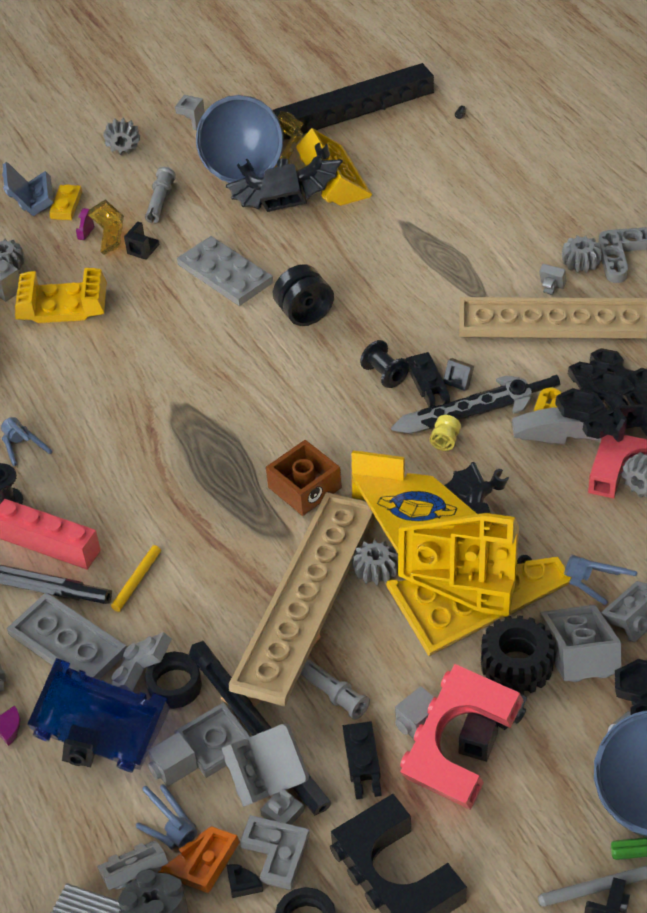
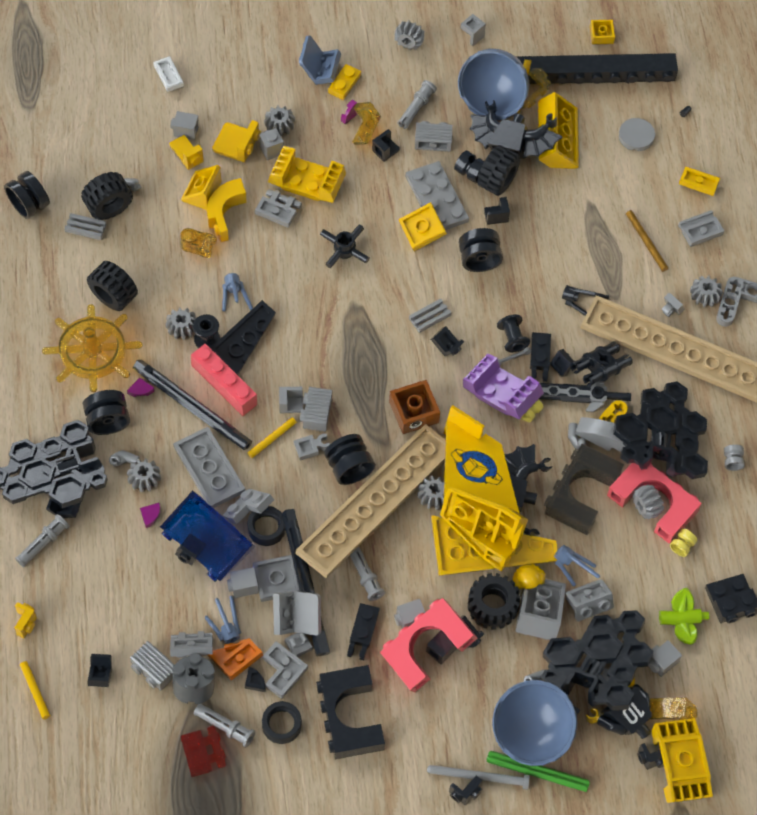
camera: 15 degrees right, 15 degrees up
(38, 339) = (275, 211): none -> light grey plate
(54, 477) = (242, 339): none -> black wing
(137, 347) = (344, 245): none -> black bar
(141, 526) = (290, 399): none -> light grey panel
(181, 524) = (317, 409): none -> light grey brick
(191, 570) = (308, 446): none -> light grey plate
(193, 215) = (433, 136): none -> light grey brick
(222, 300) = (422, 226): none -> yellow tile
(249, 560) = (349, 459): none -> black wheel
(251, 227) = (469, 165): none -> black wheel
(270, 382) = (431, 312): none -> light grey tile
(285, 215) = (498, 170): none -> black tyre
(308, 255) = (499, 213): none -> black panel
(309, 401) = (447, 342): none -> black bracket
(333, 73) = (602, 32): none -> yellow piece
(401, 424) = (502, 388): none -> medium lavender plate
(409, 379) = (526, 351): none -> light grey hinge
(419, 146) = (636, 134): none -> light grey tile
(432, 305) = (572, 294): none -> black plant
(485, 232) = (647, 241): none -> pearl gold bar
(504, 358) = (601, 363): none -> black pin
(512, 162) = (699, 181): none -> yellow plate
(513, 444) = (576, 442): none -> light grey arm
(540, 202) = (701, 228): none -> light grey plate
(545, 518) = (585, 463): none -> clear smoke arch
(547, 609) = (528, 576): none -> yellow hair

